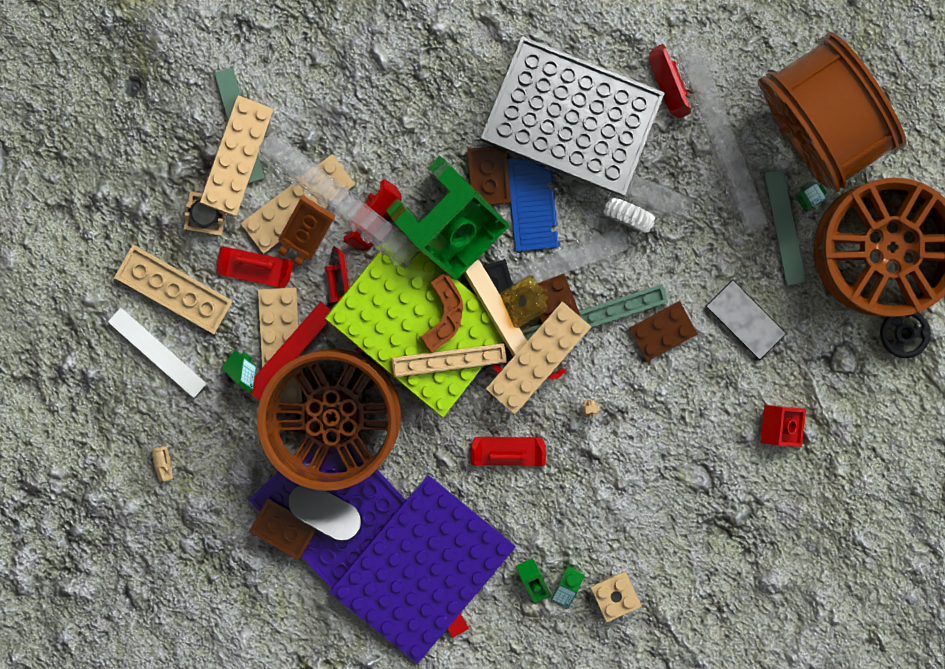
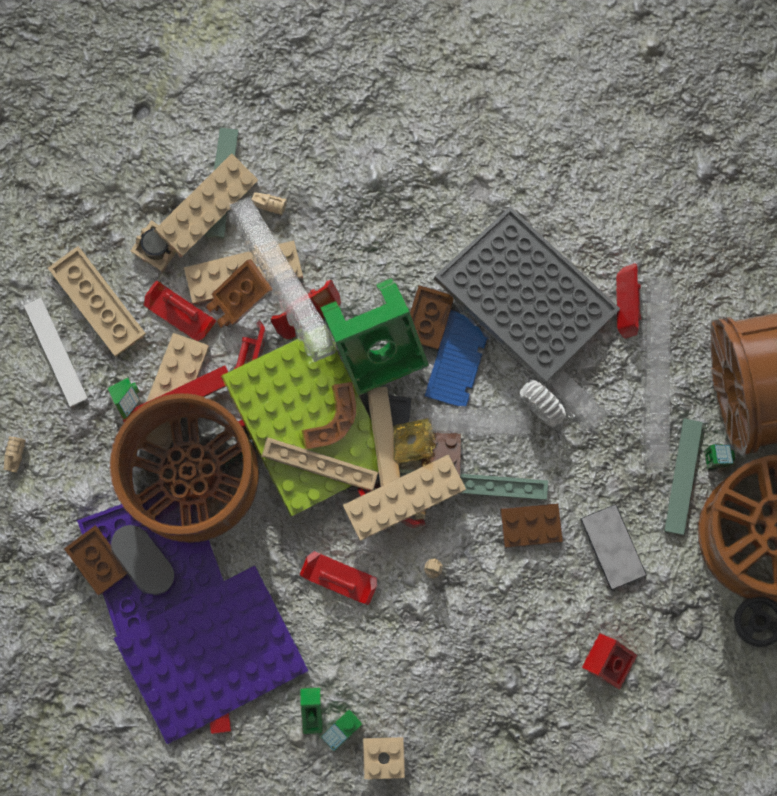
camera: 25 degrees right, 10 degrees down
(293, 127) = (269, 203): none -> tan hinge

